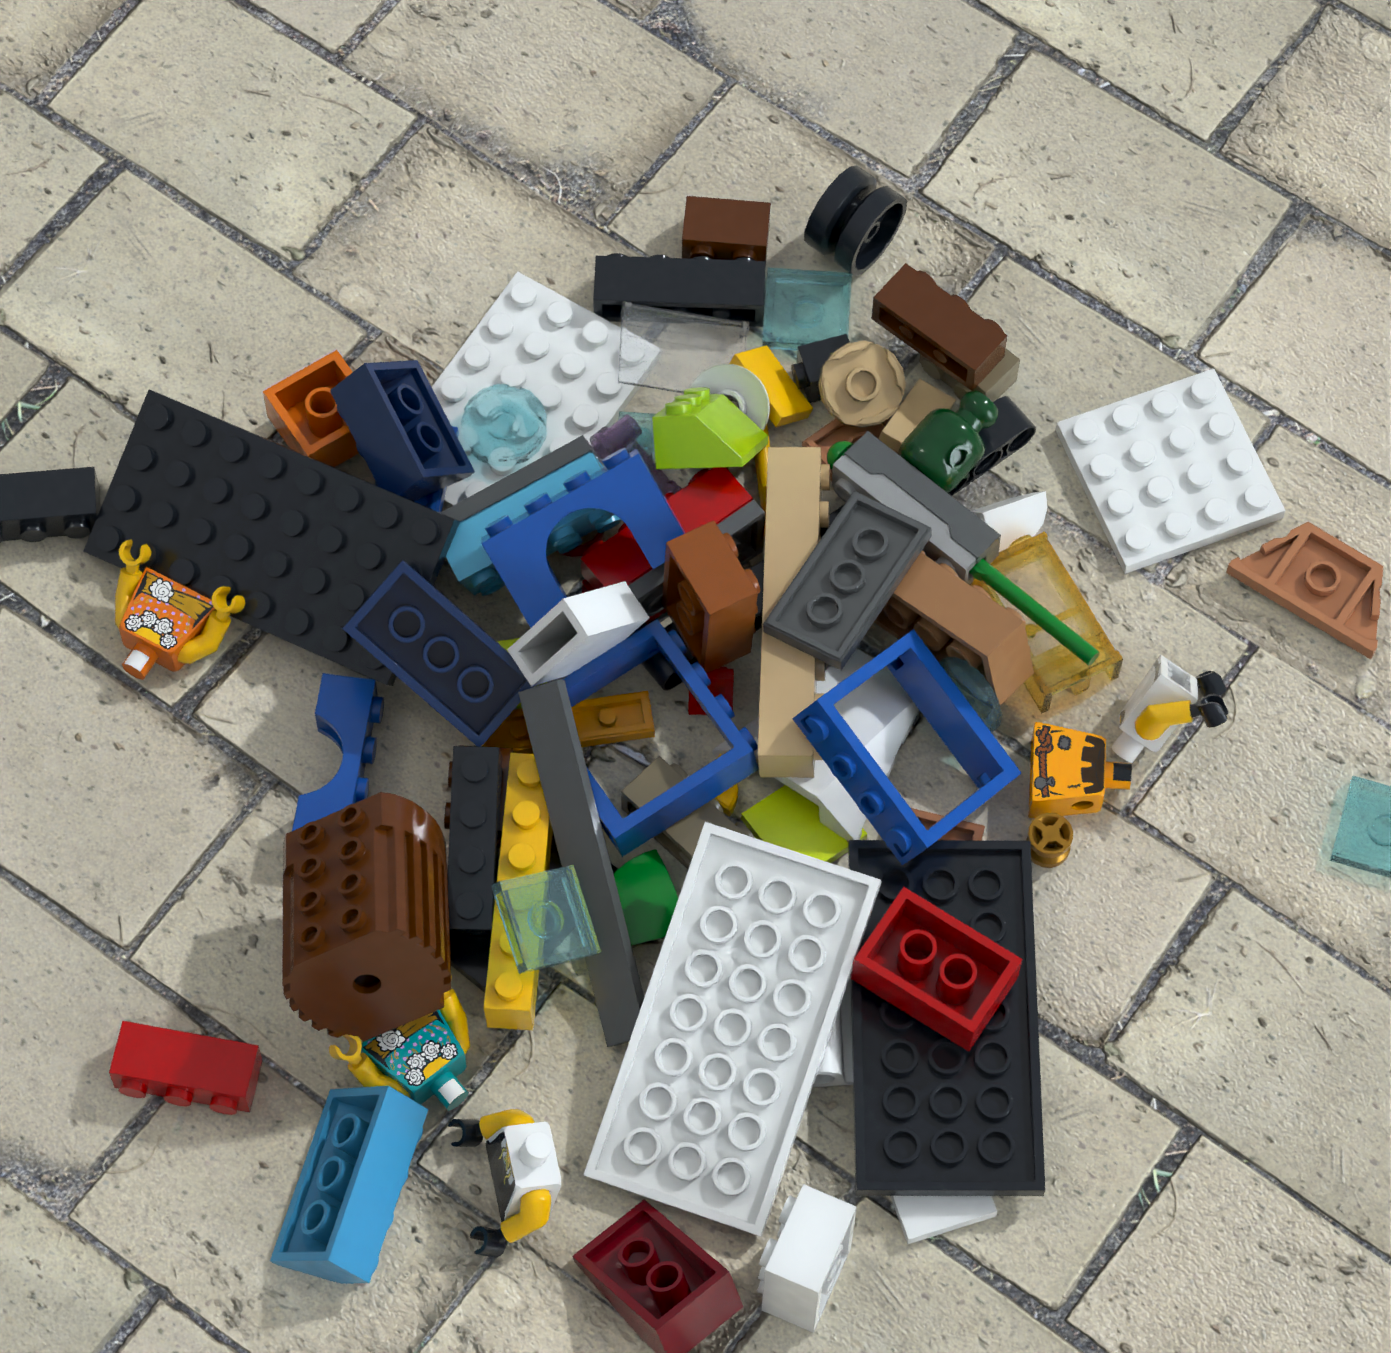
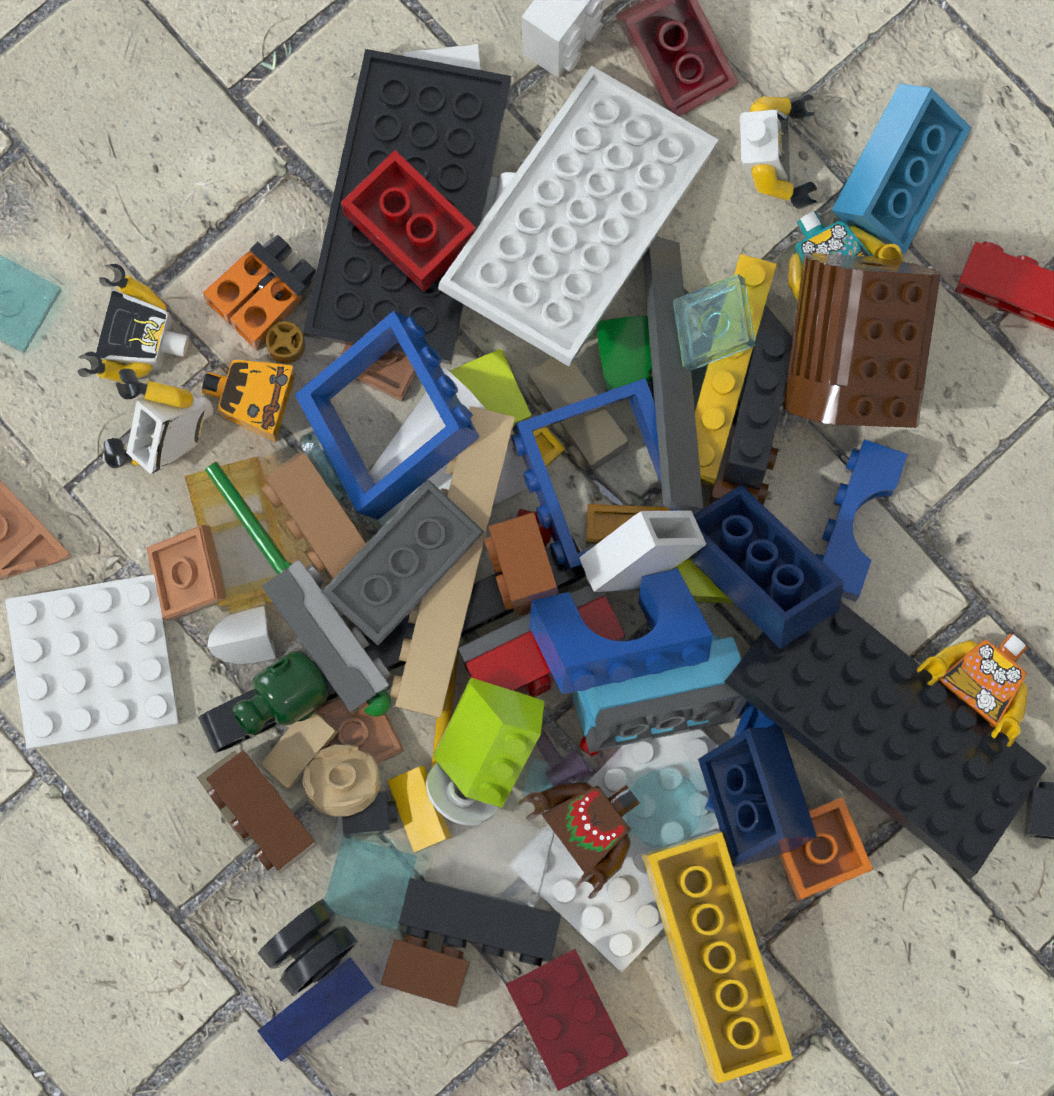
camera: 165 degrees left, 15 degrees up
(419, 286) = (717, 957): none -> yellow brick
(565, 211) = (566, 1020): none -> dark red brick
(582, 380) = (588, 826): none -> reddish brown torso
(853, 144) = (316, 1010): none -> clear blue brick
(1091, 565) = (186, 572): none -> nougat tile
(1092, 905) = (260, 290): none -> orange hips
(1229, 809) = (133, 331): none -> torso

